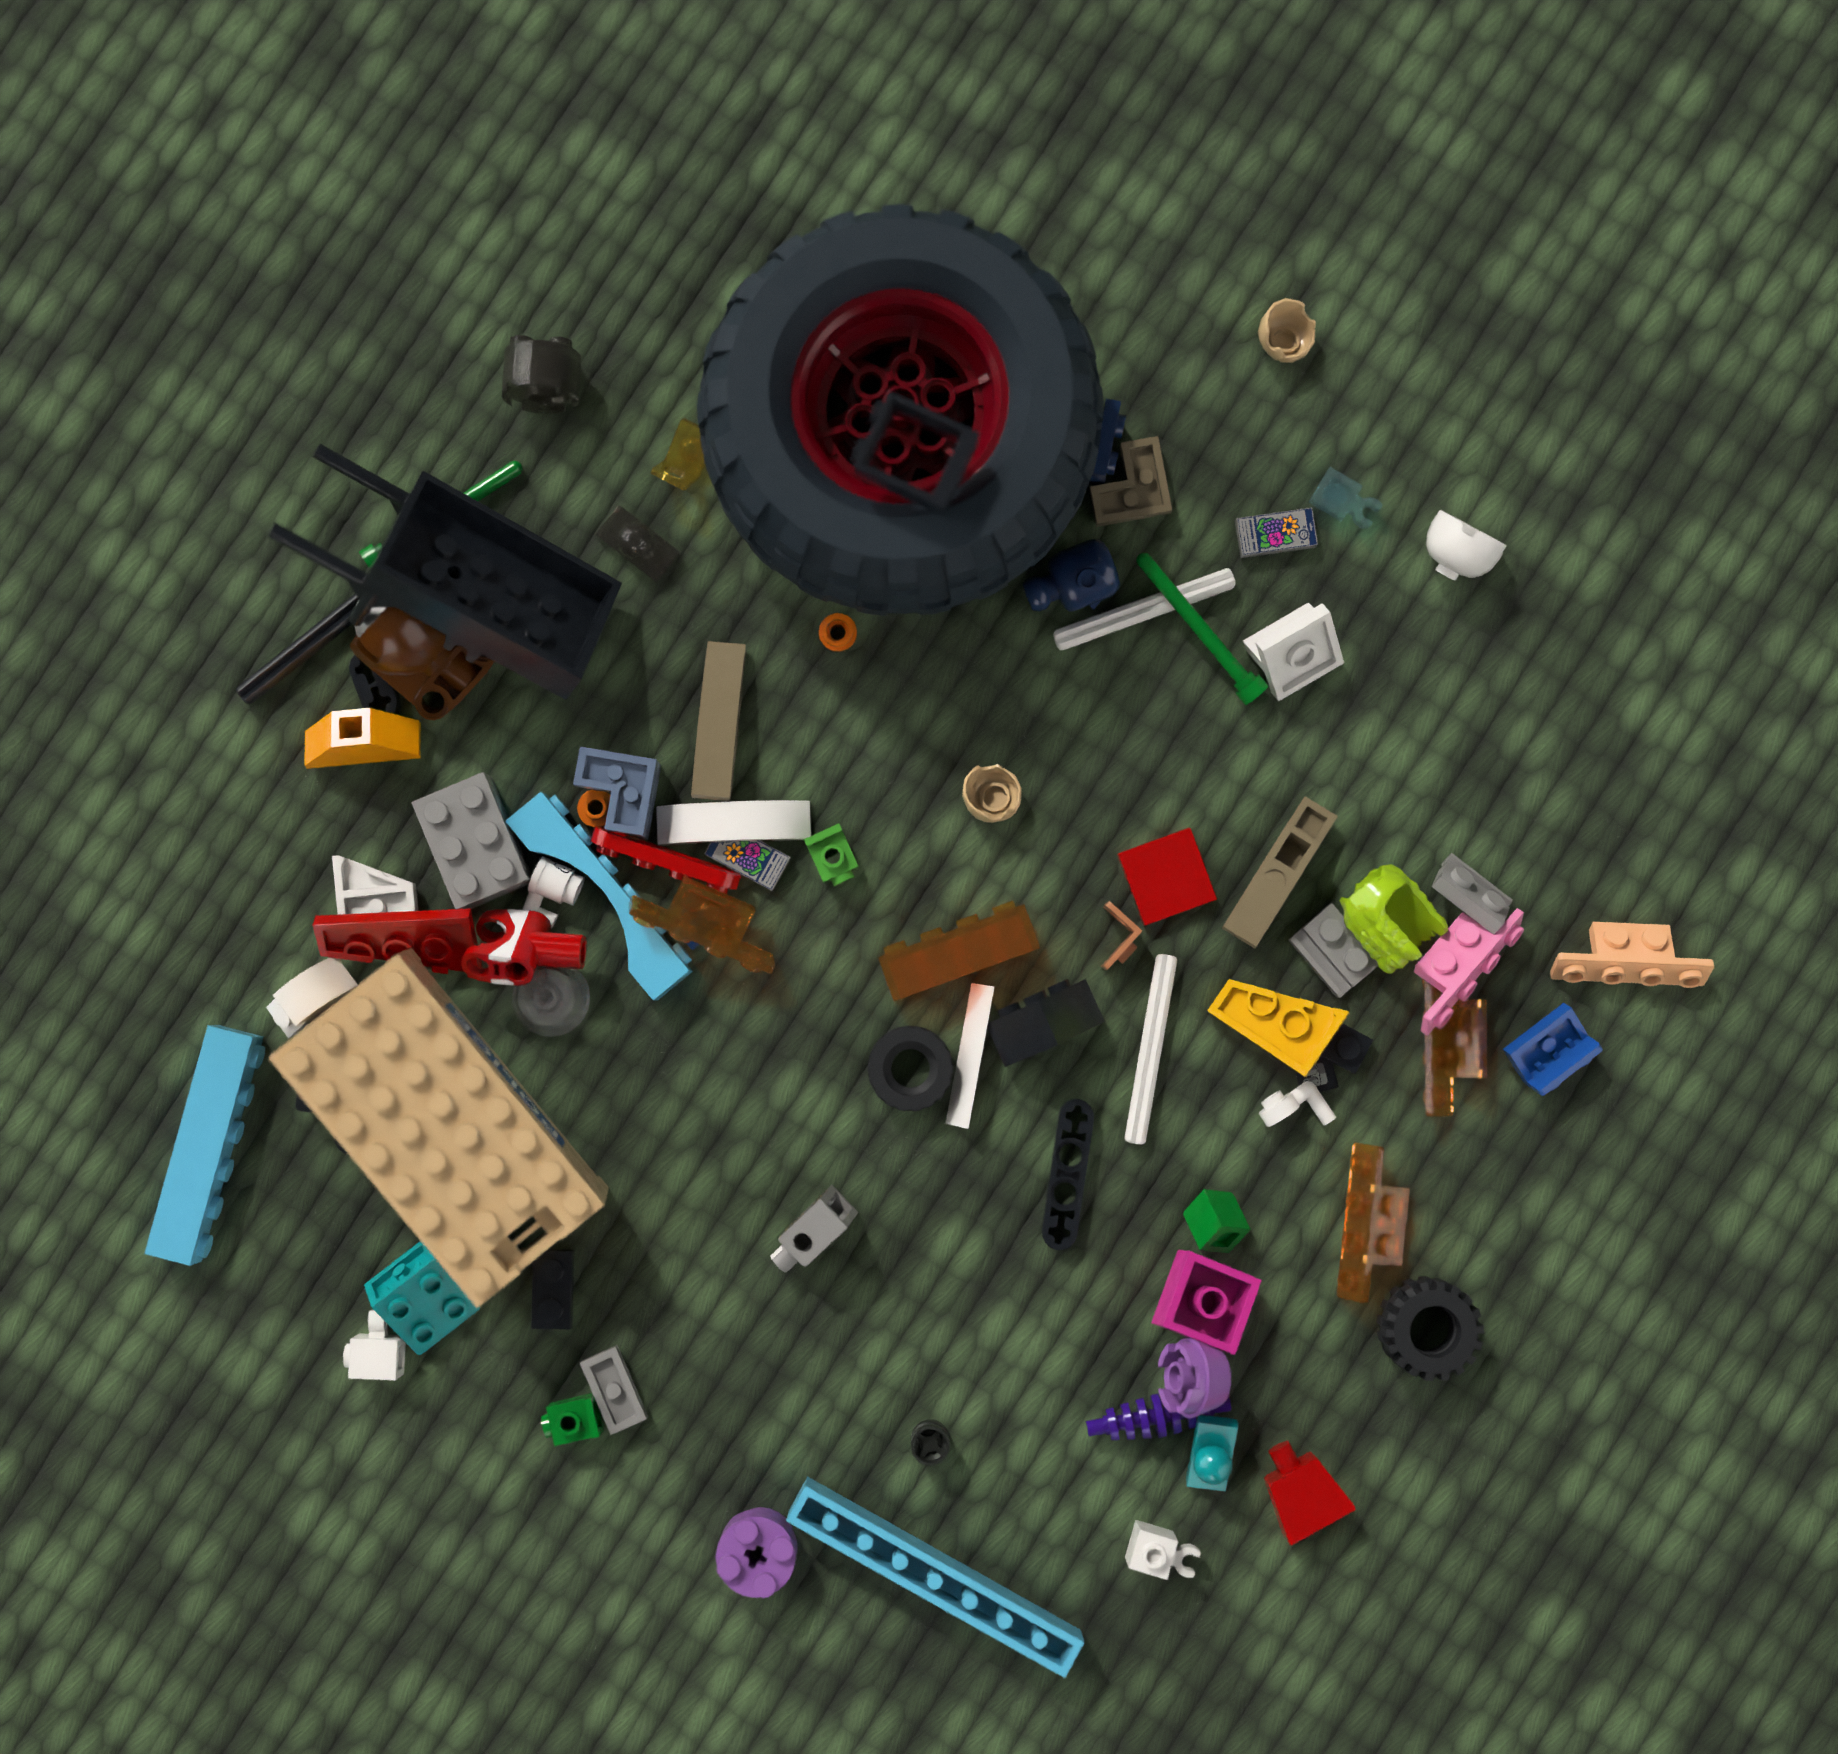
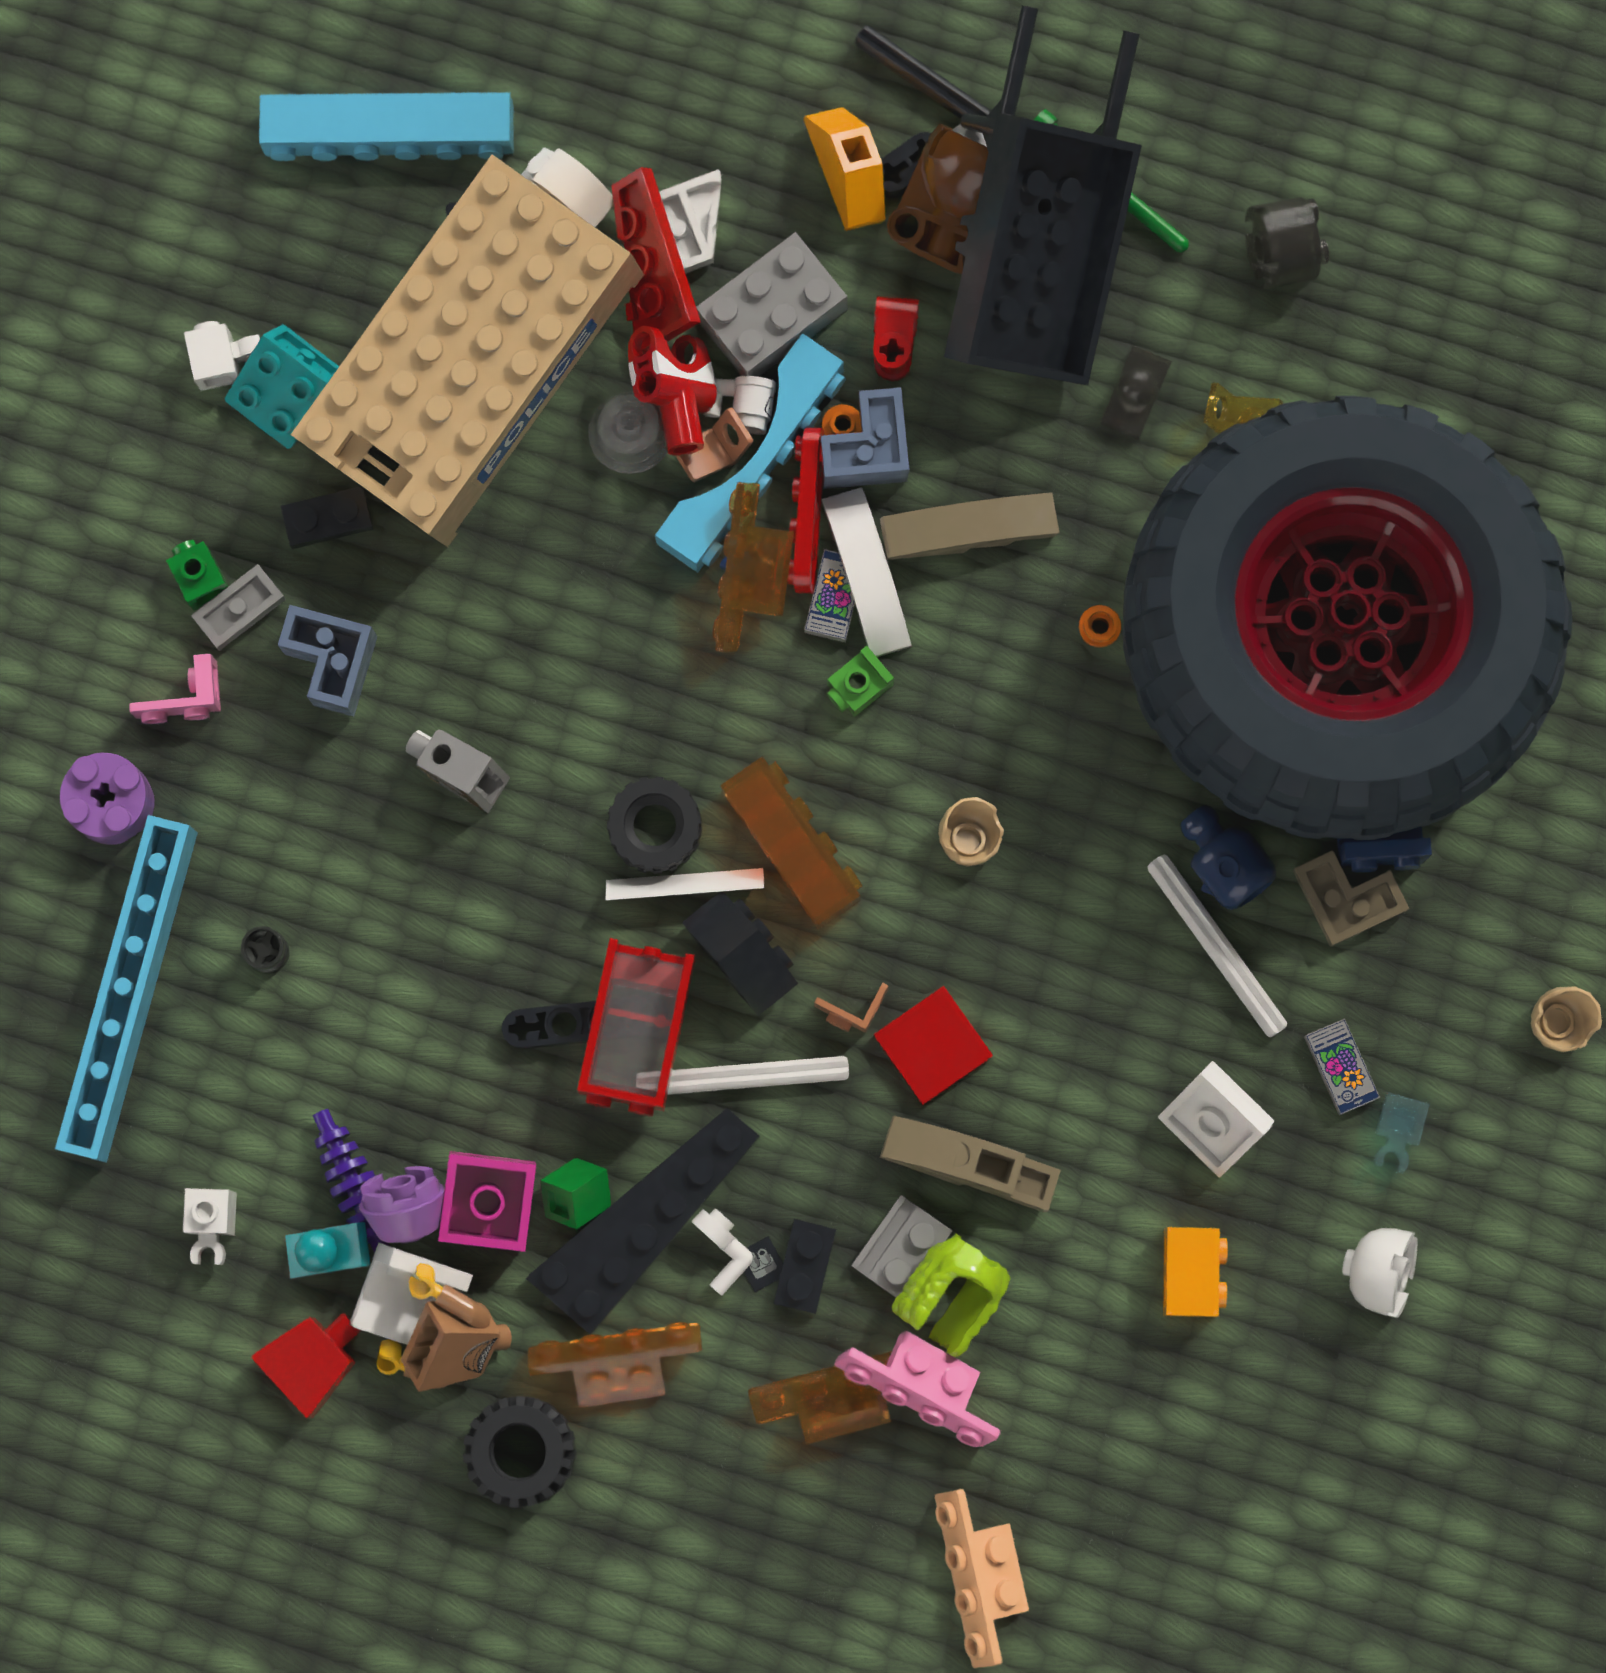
camera: 80 degrees right, 5 degrees down
(524, 738) = (894, 331): none -> red piece
(588, 922) = (718, 448): none -> nougat bracket
(672, 1439) = (201, 680): none -> bright pink bracket
(681, 1308) = (340, 653): none -> sand blue brick
(881, 418) = (1284, 672): black window -> none
(1089, 1131) = (635, 1028): none -> clear door
(1247, 684) = (1166, 1076): green piece -> none
(1270, 1392) = (385, 1299): none -> white bracket
(1271, 1196) = (618, 1246): none -> black wing
(1280, 1024) = (804, 1205): yellow wing -> none
(1321, 1367) = (449, 1339): none -> medium nougat torso
(1421, 707) = (1192, 1272): none -> light orange brick
(1472, 893) = (1003, 1378): light grey plate -> none
(1552, 1050) = (856, 1511): blue bracket -> none

